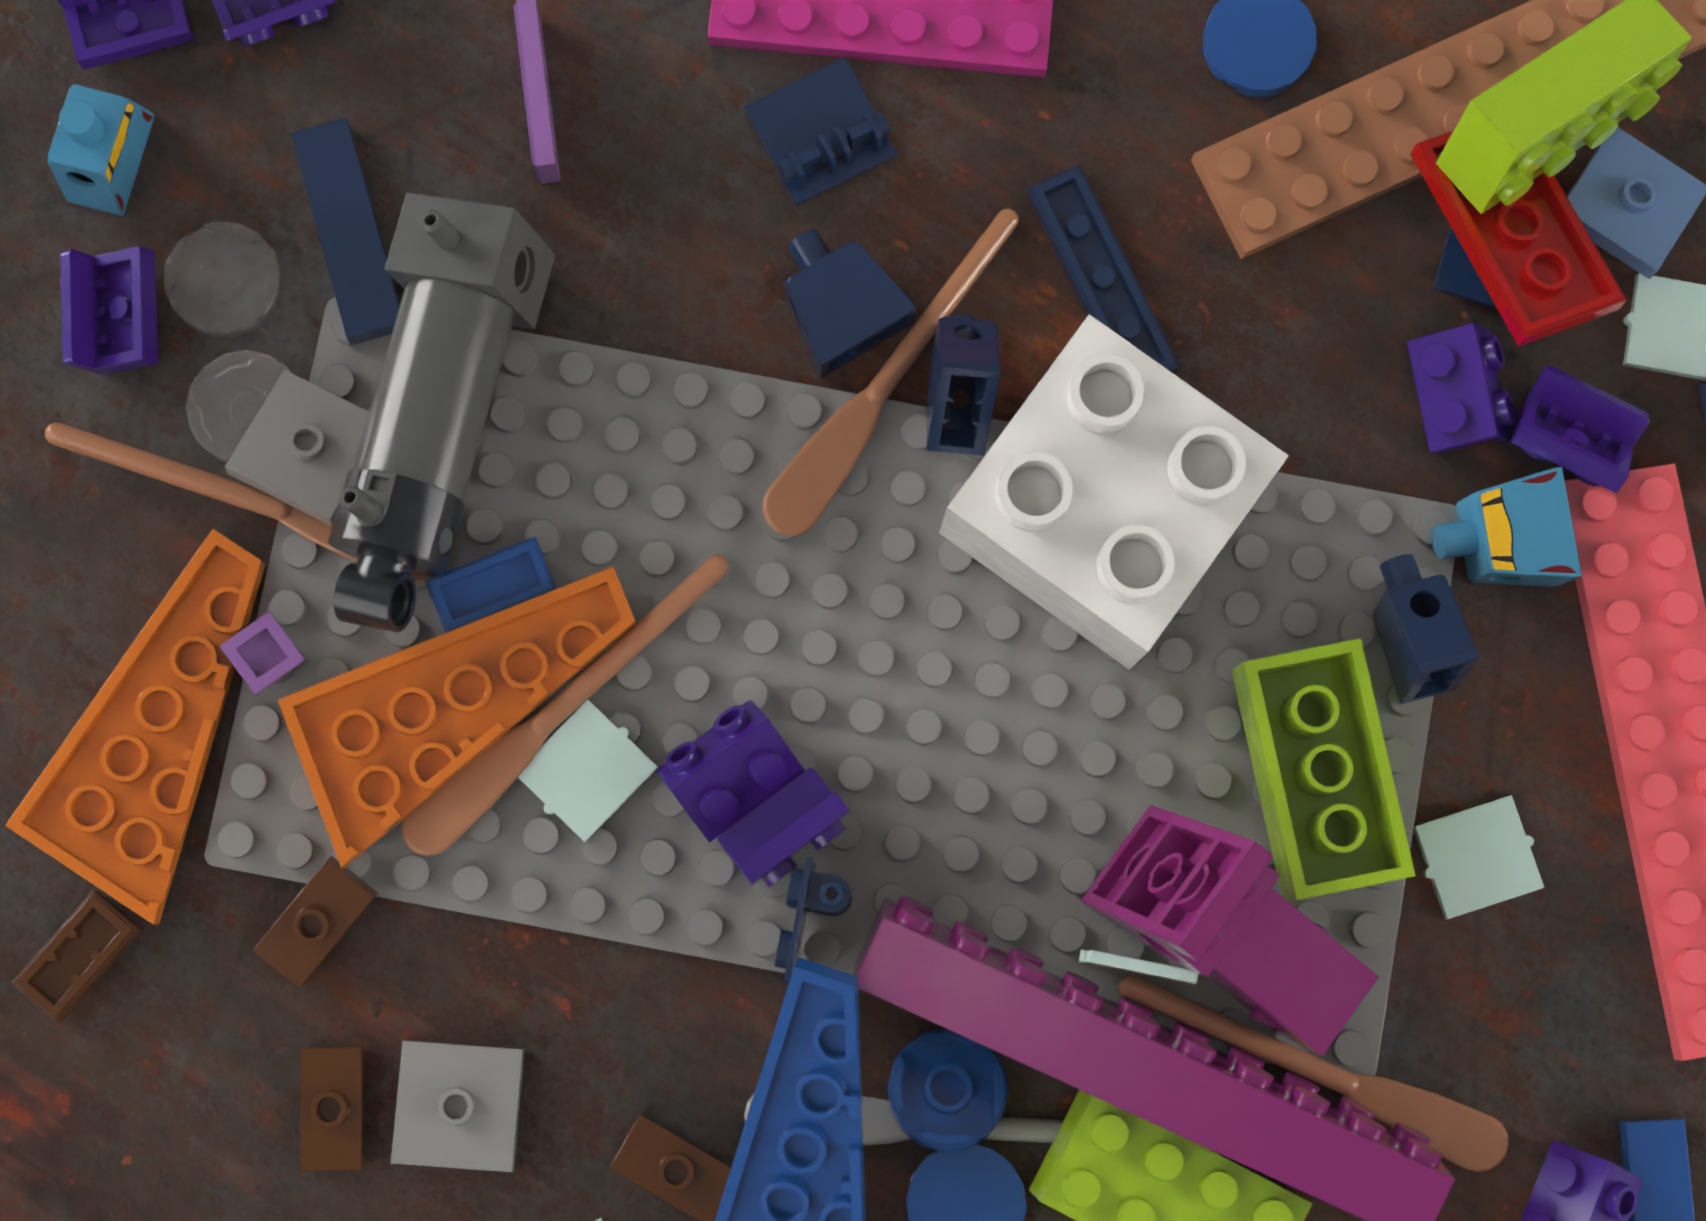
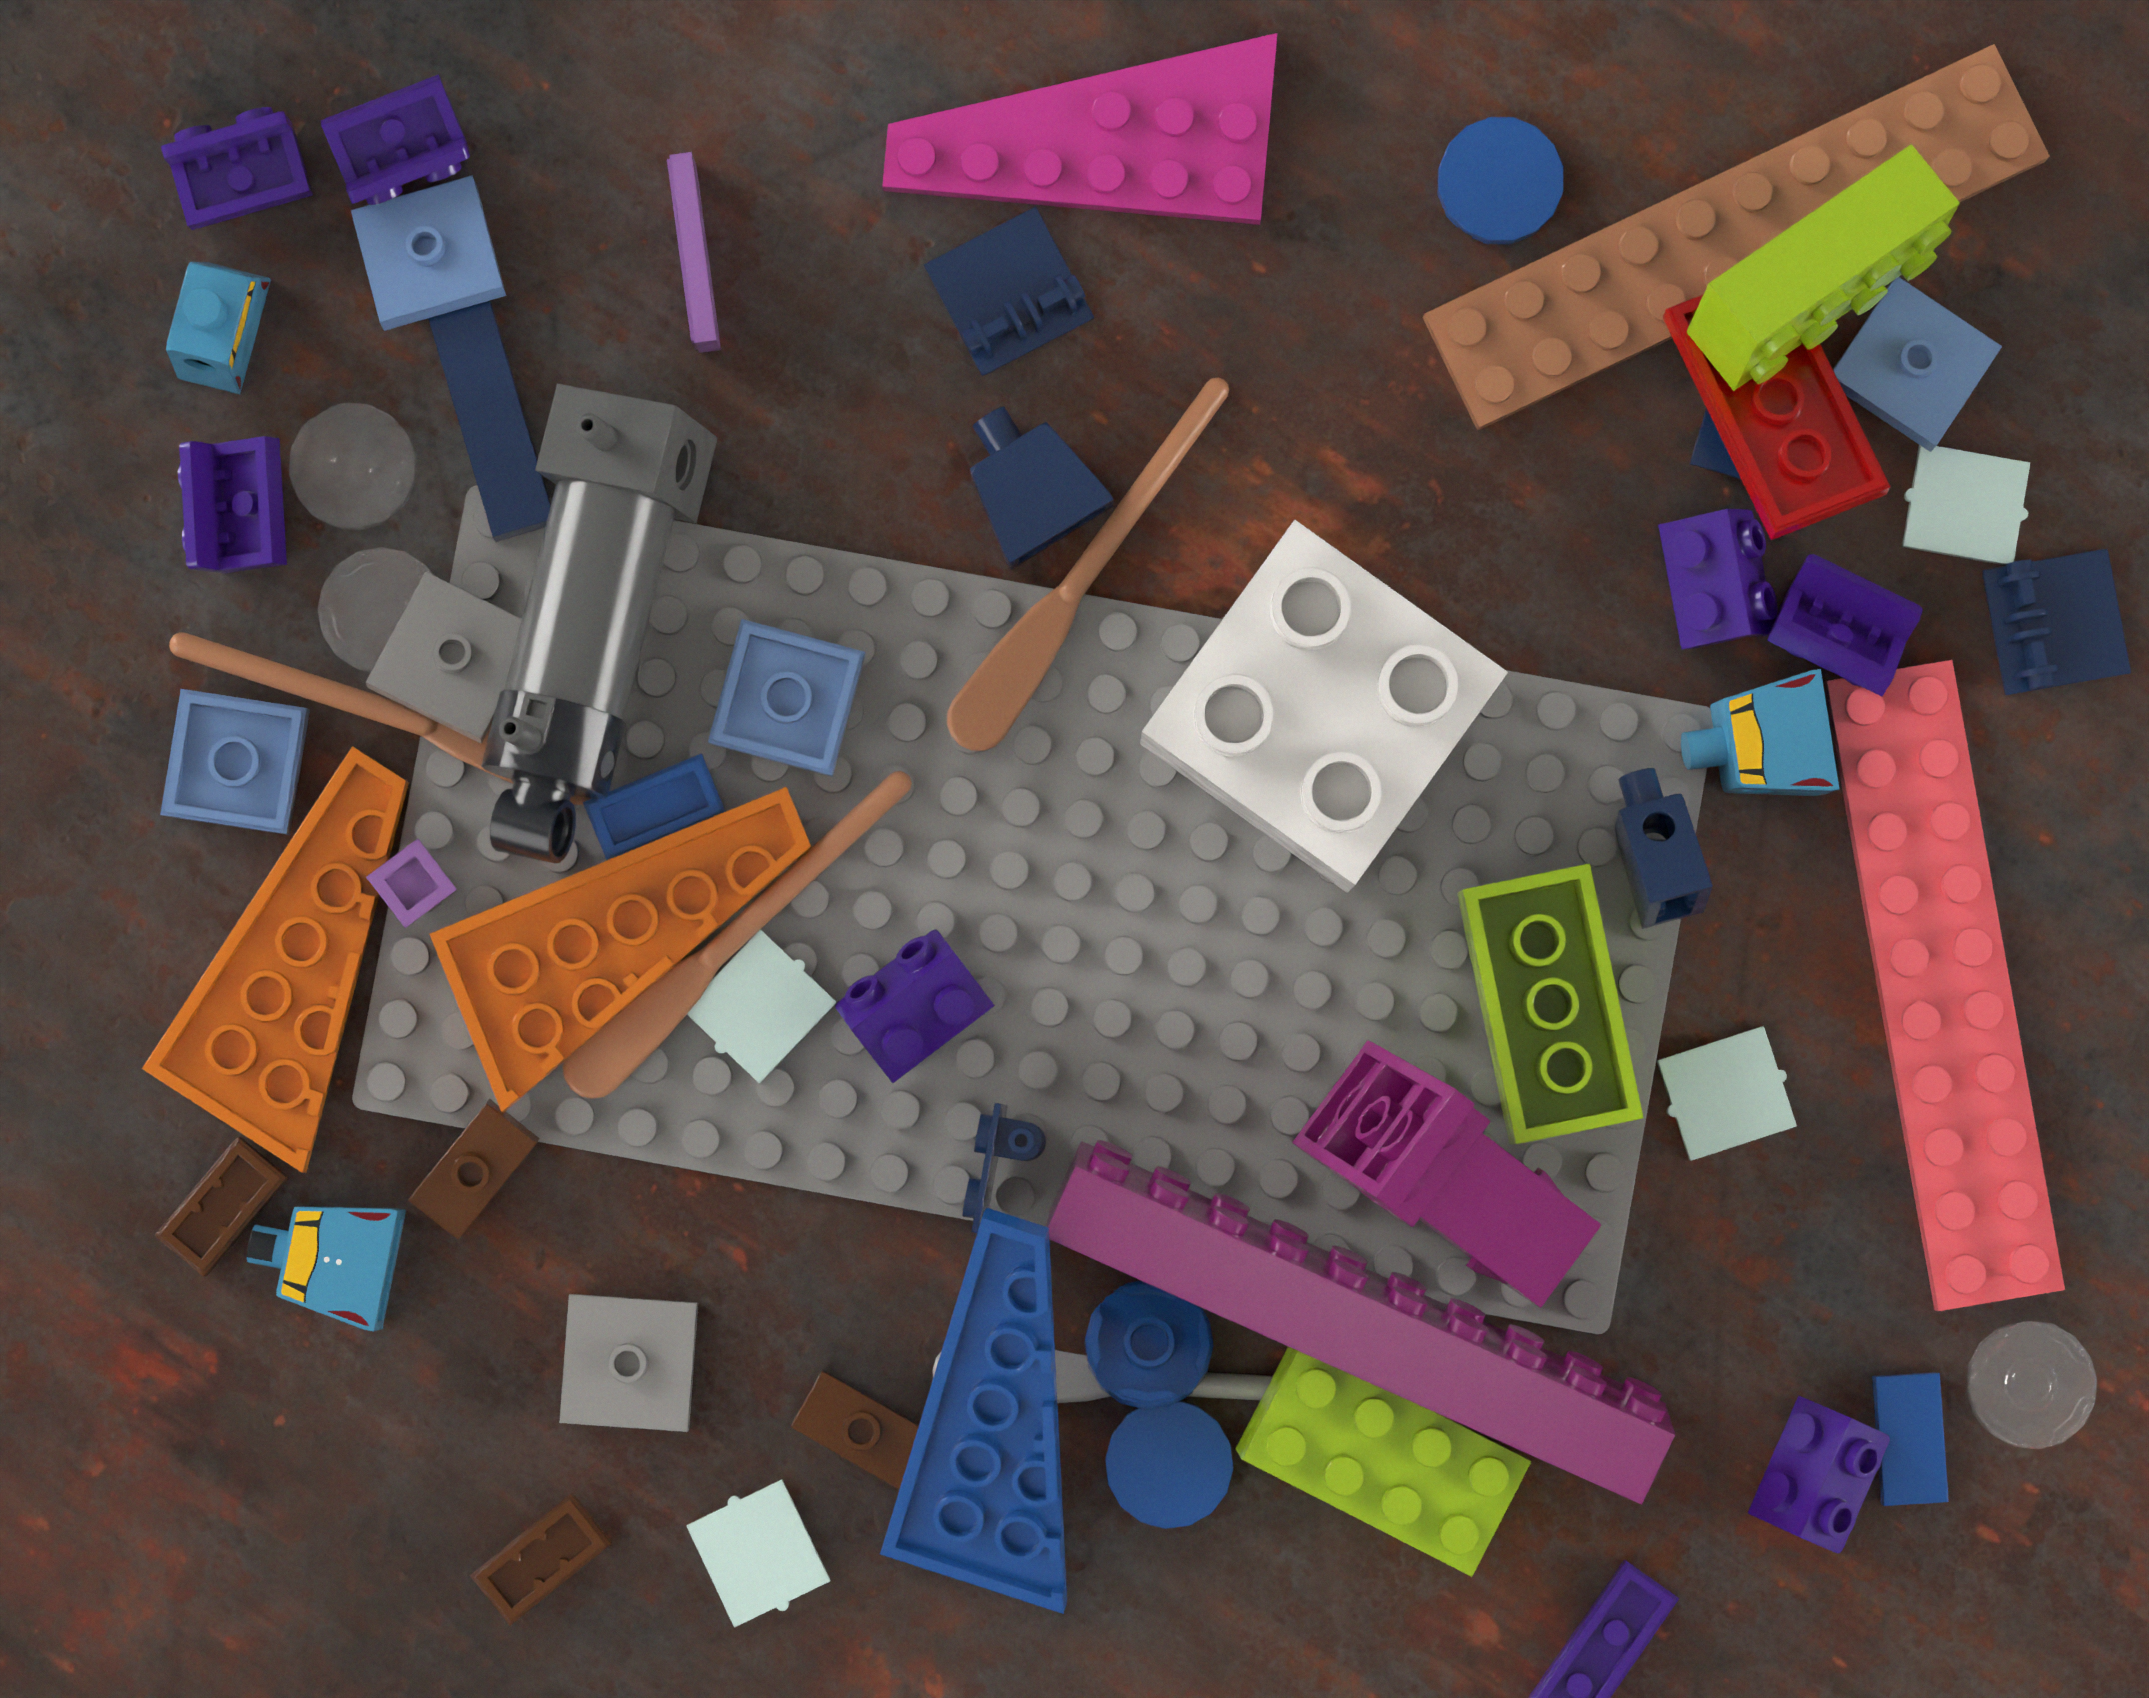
camera: 10 degrees right, 5 degrees up
(104, 543) = (235, 762): none -> medium blue plate
(181, 1008) = (334, 1260): none -> dark azure torso
(296, 89) = (428, 253): none -> medium blue plate
(332, 1108) = (495, 1366): reddish brown plate -> none
(615, 486) = (786, 697): none -> medium blue plate
(782, 826) = (970, 1065): dark purple bracket -> none
(966, 360) = (1169, 552): dark blue torso -> none
(1097, 262) = (1321, 451): dark blue tile -> none
(1138, 967) = (1347, 1214): light aqua piece -> none
(1454, 1129) = (1687, 1382): nougat piece -> none

